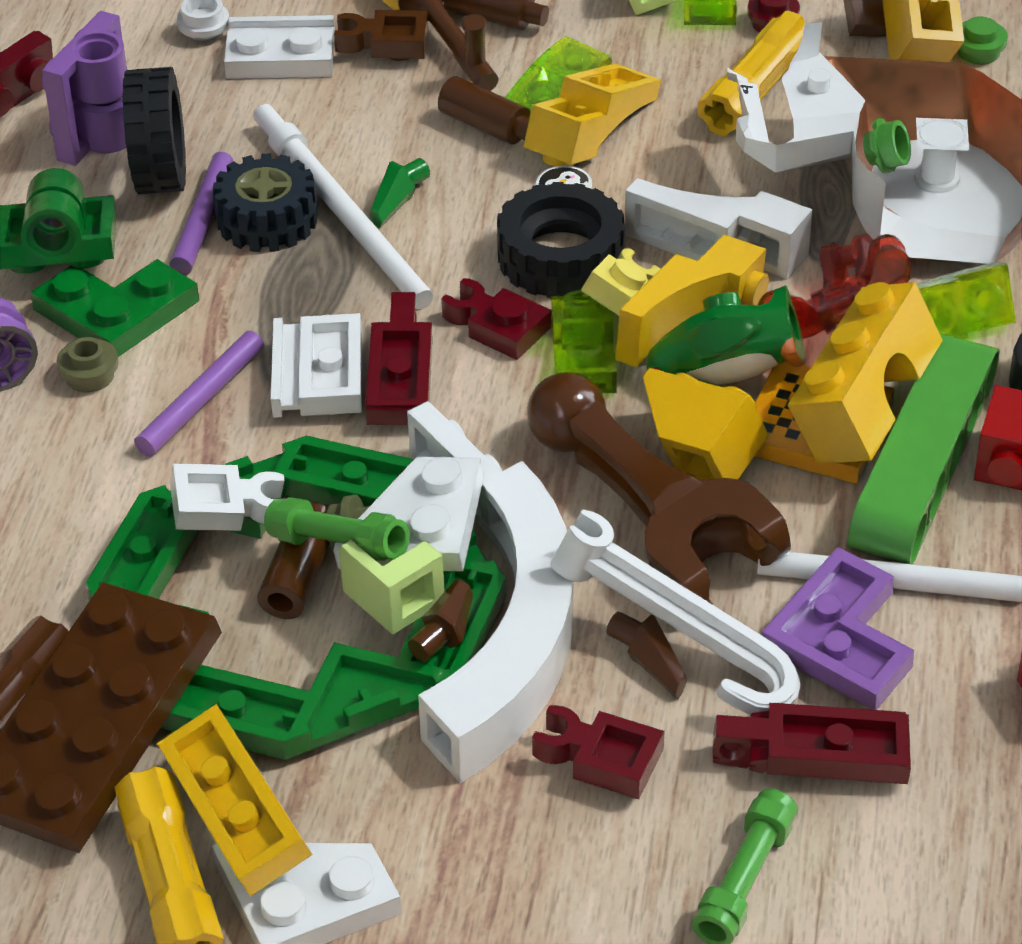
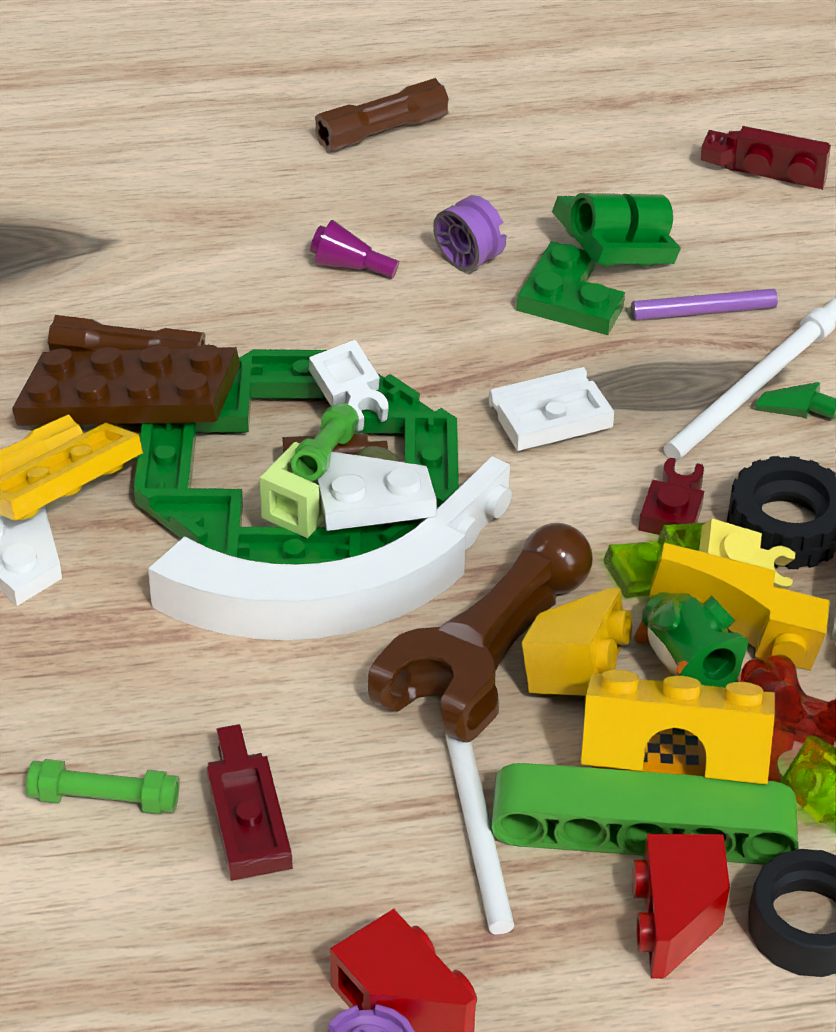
camera: 70 degrees right, 0 degrees up
(86, 91) = (778, 192): medium lavender plate -> none
(88, 364) = (493, 294): olive plate -> none
(154, 130) = (726, 214): black tyre -> none
(198, 393) = (492, 358): medium lavender bar -> none
(265, 202) = (728, 330): black wheel -> none
(398, 363) = (577, 452): dark red hinge -> none
(443, 622) = (276, 537): reddish brown bar -> none
(590, 552) = (339, 689): white piece -> none
(606, 754) = (194, 674): dark red plate -> none
(649, 649) = (319, 681): reddish brown bar -> none
(828, 632) = (378, 781): medium lavender plate -> none

